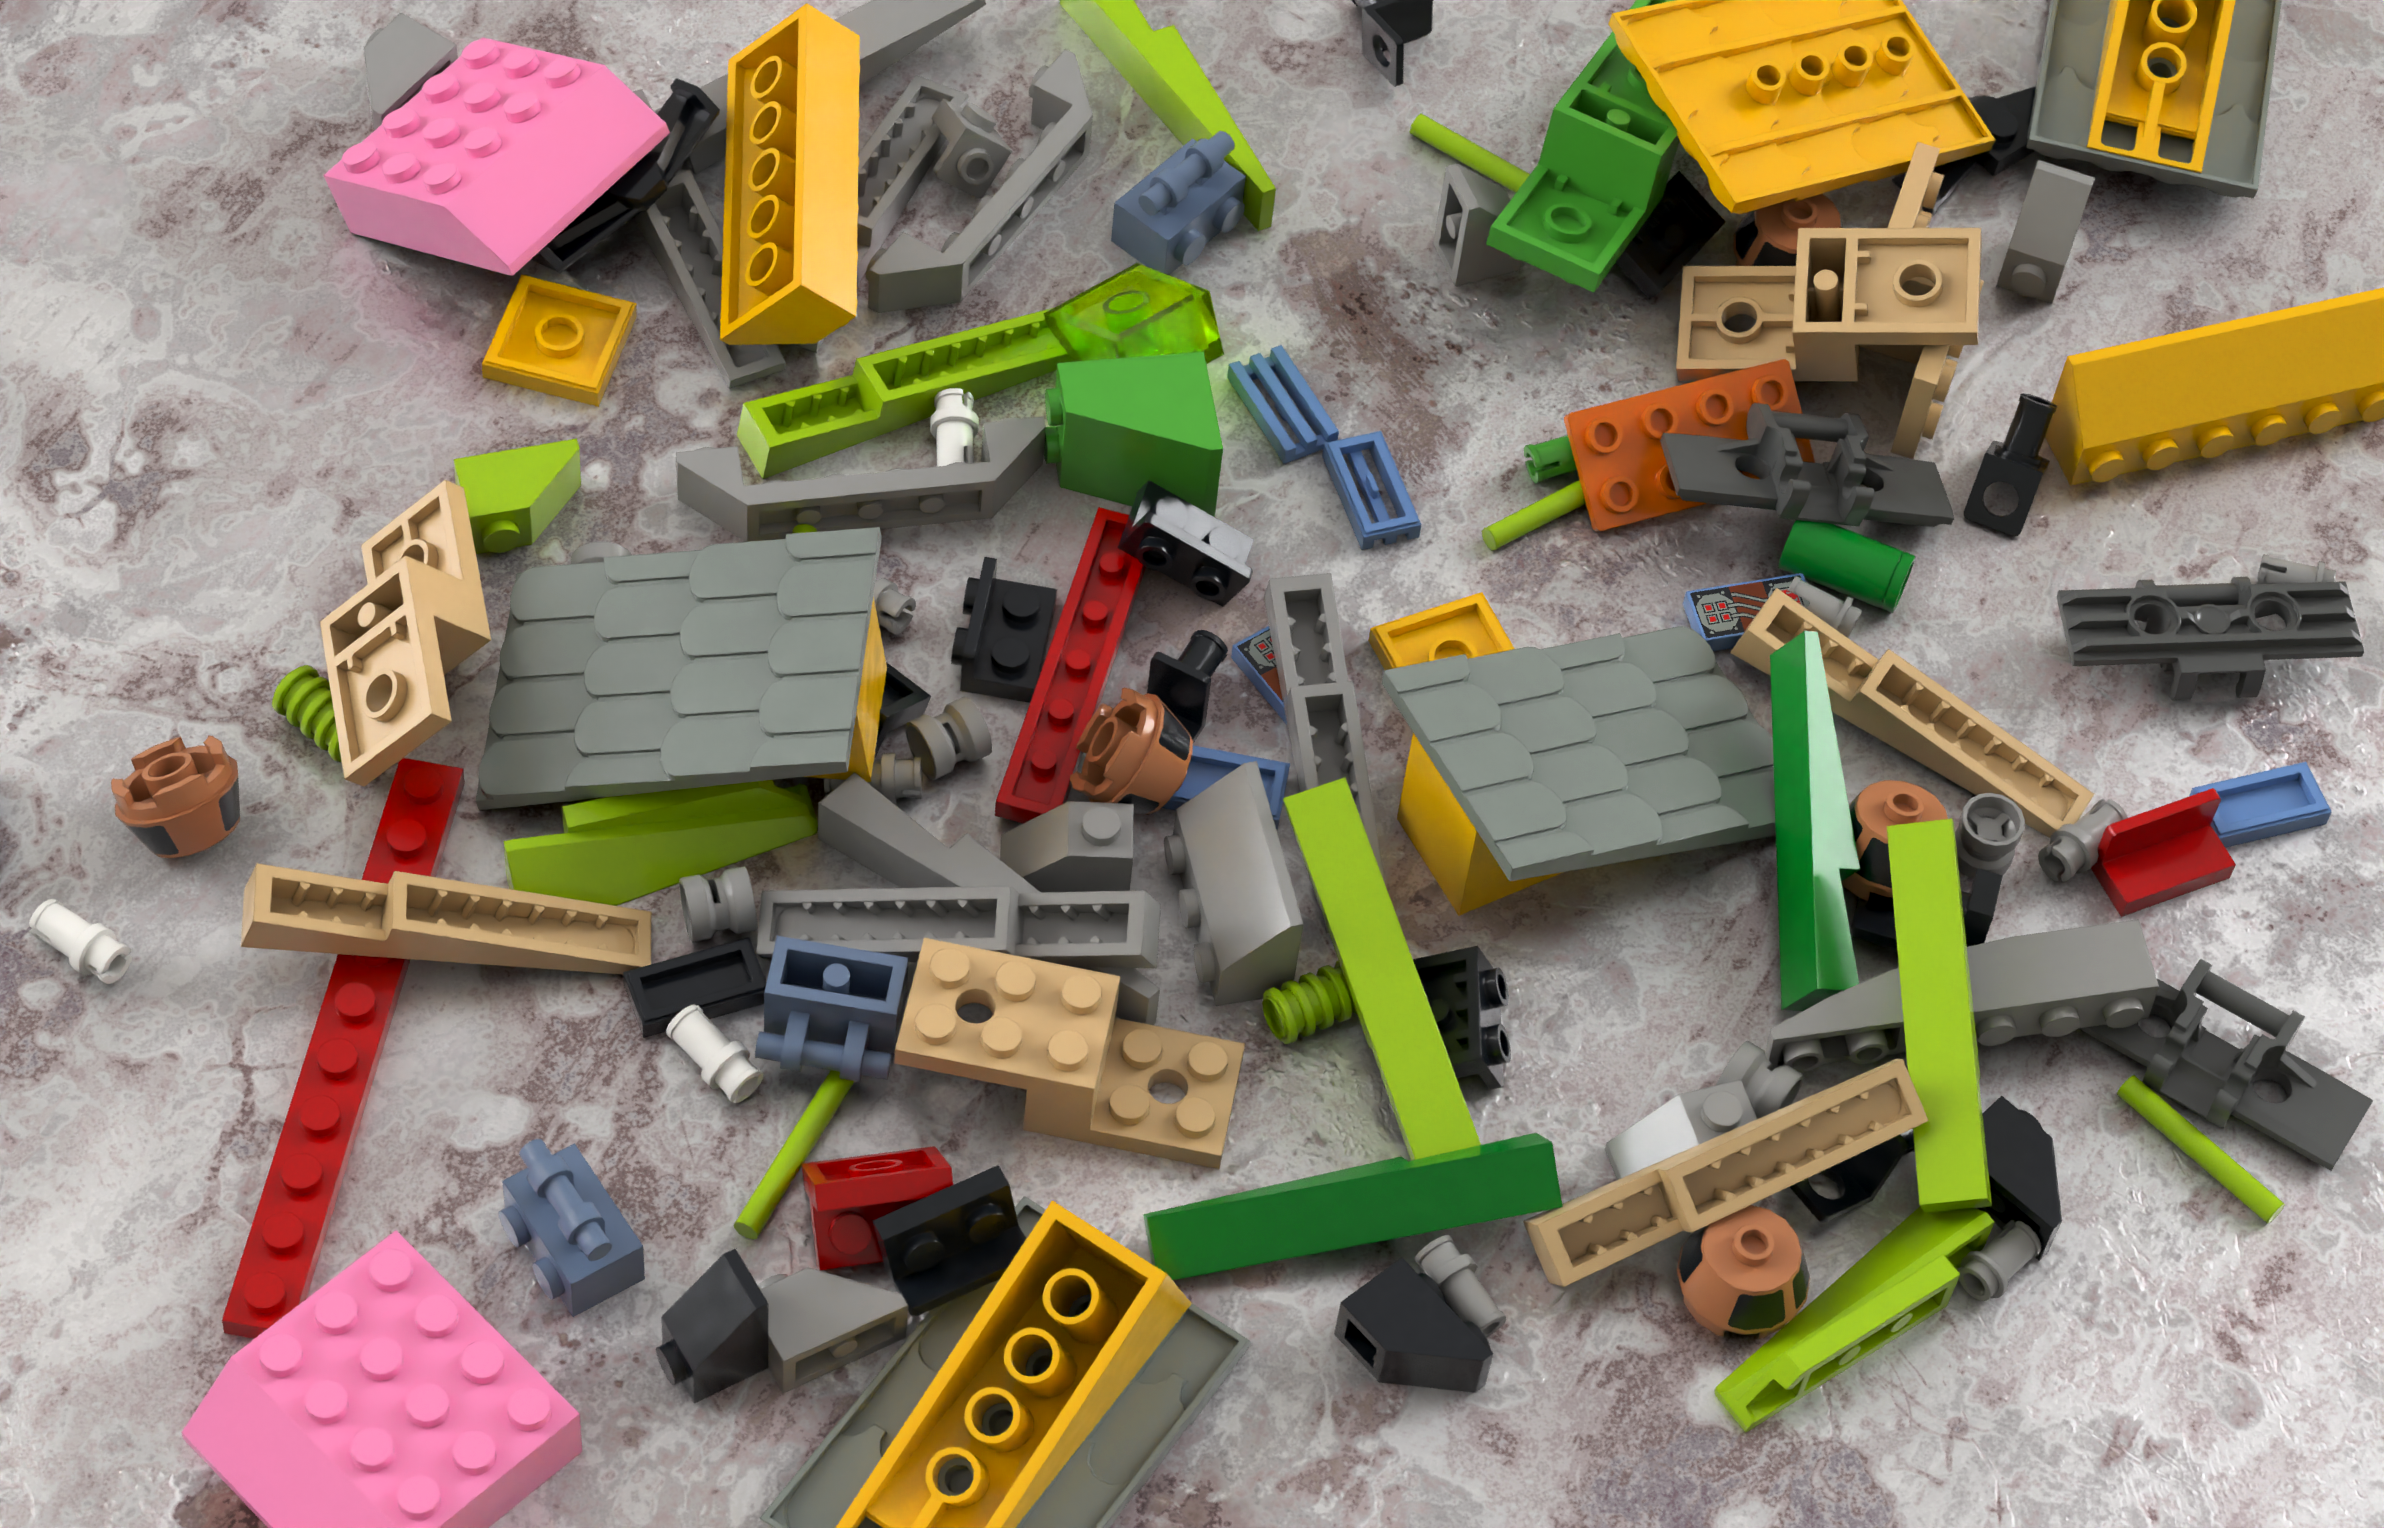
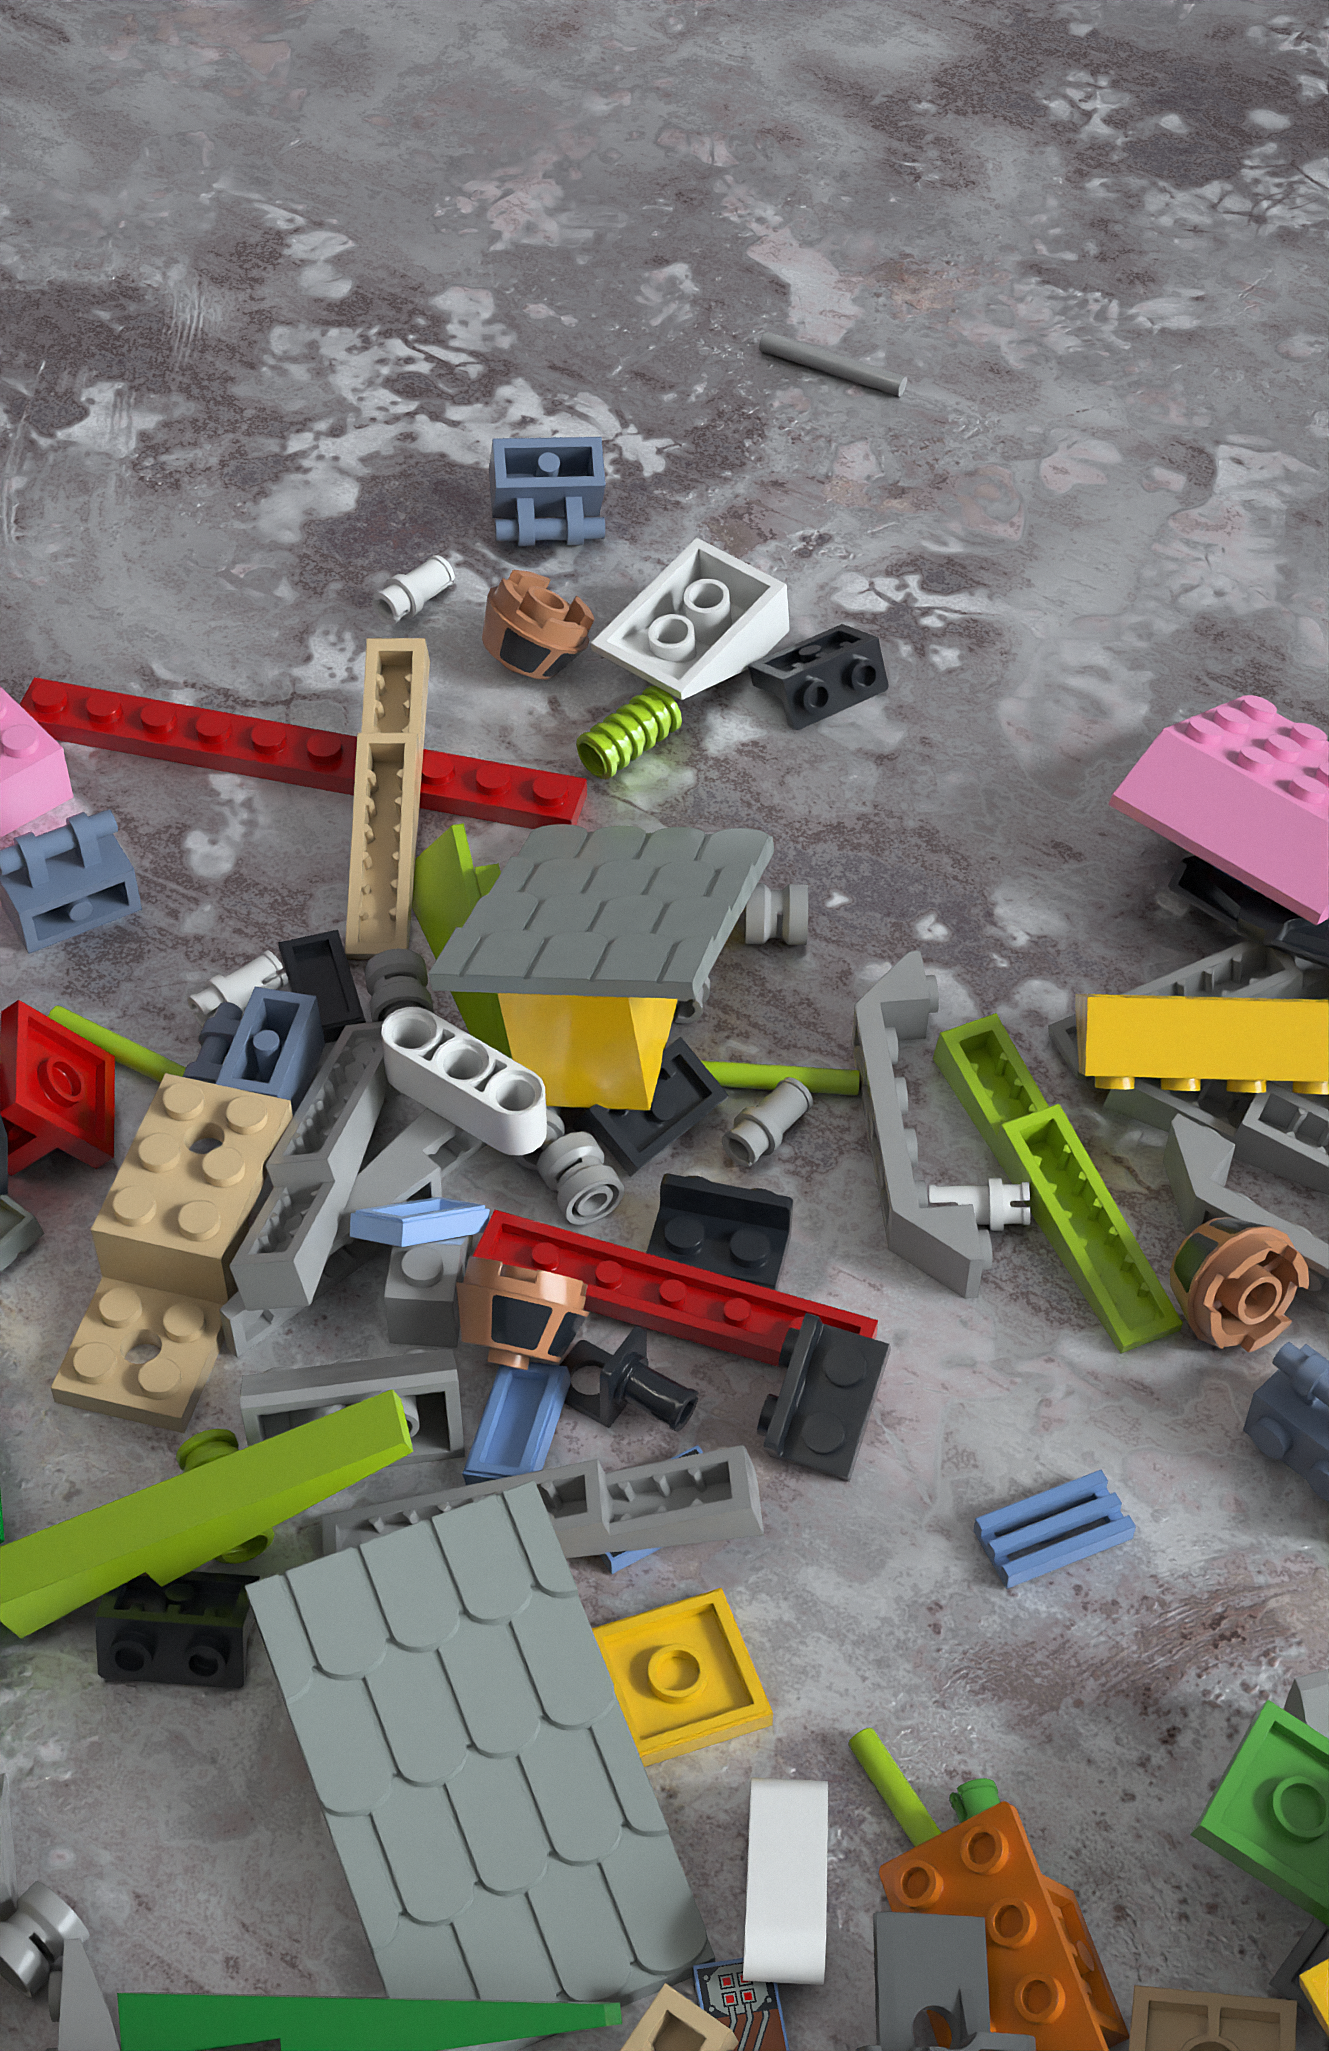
camera: 100 degrees right, 5 degrees down
(186, 644) = (697, 622): none -> white slope
(234, 548) = (823, 674): none -> black bracket
(404, 633) = (695, 752): tan bracket -> none
(517, 492) = (882, 851): lime slope -> none
(559, 340) = (1092, 898): yellow tile -> none
(888, 772) = (464, 1080): none -> white beam
(1035, 845) = (419, 1221): none -> light blue tile
(1045, 248) = (1237, 1282): none -> nougat cone
(1134, 424) = (967, 1353): bright green slope -> none
(1136, 317) = (1126, 1368): clear neon green slope -> none
(1384, 527) = (936, 1639): medium blue tile -> none
(1633, 572) = (786, 1881): none -> white beam

